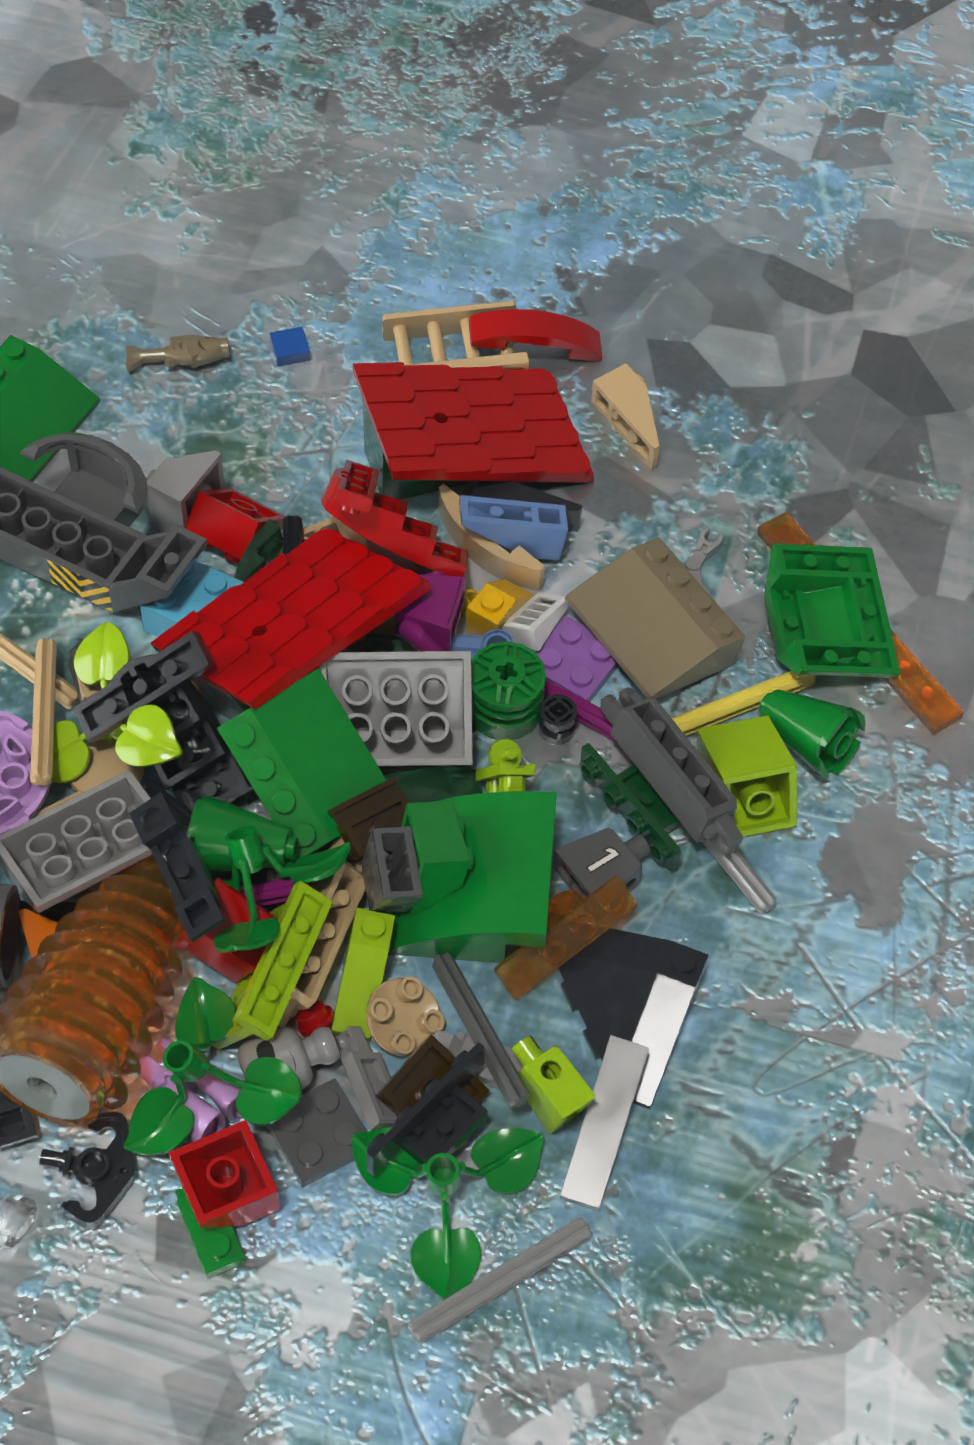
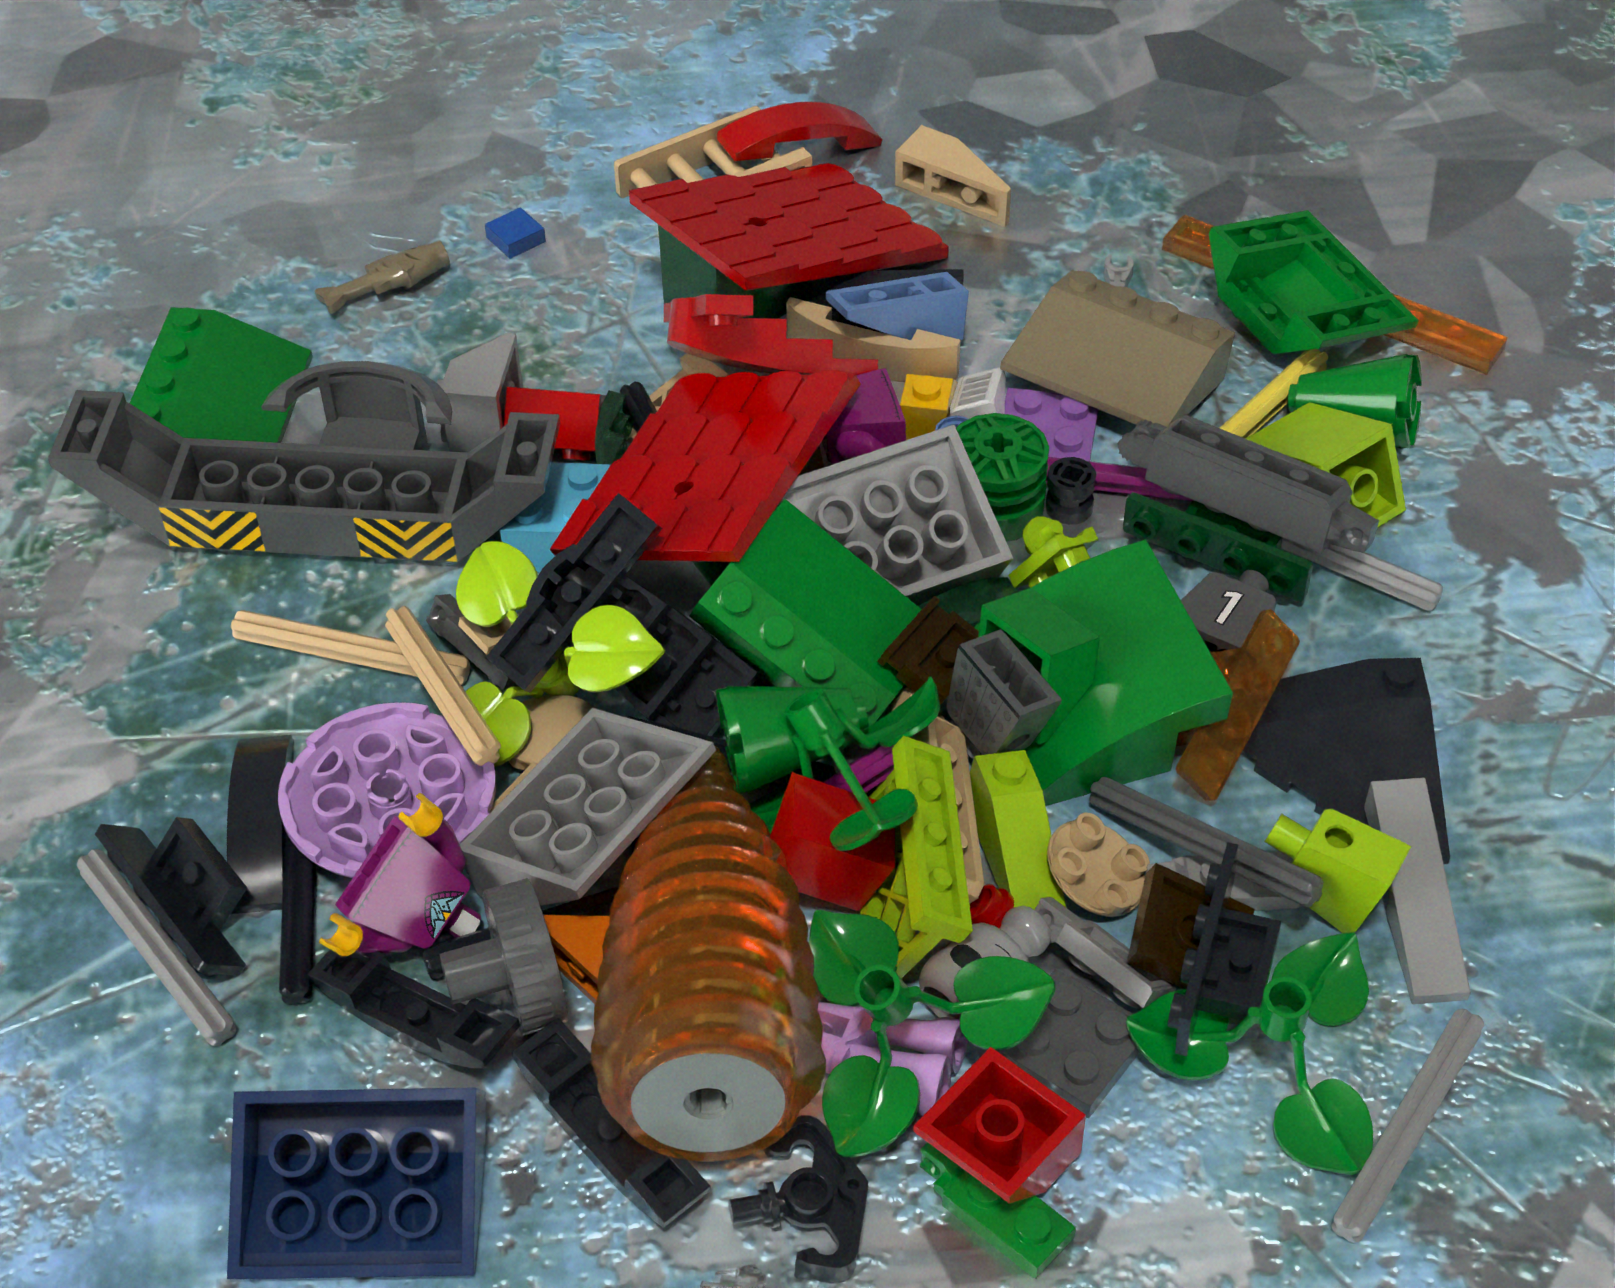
camera: 20 degrees left, 10 degrees down
(181, 865) = (744, 770): black slope -> none

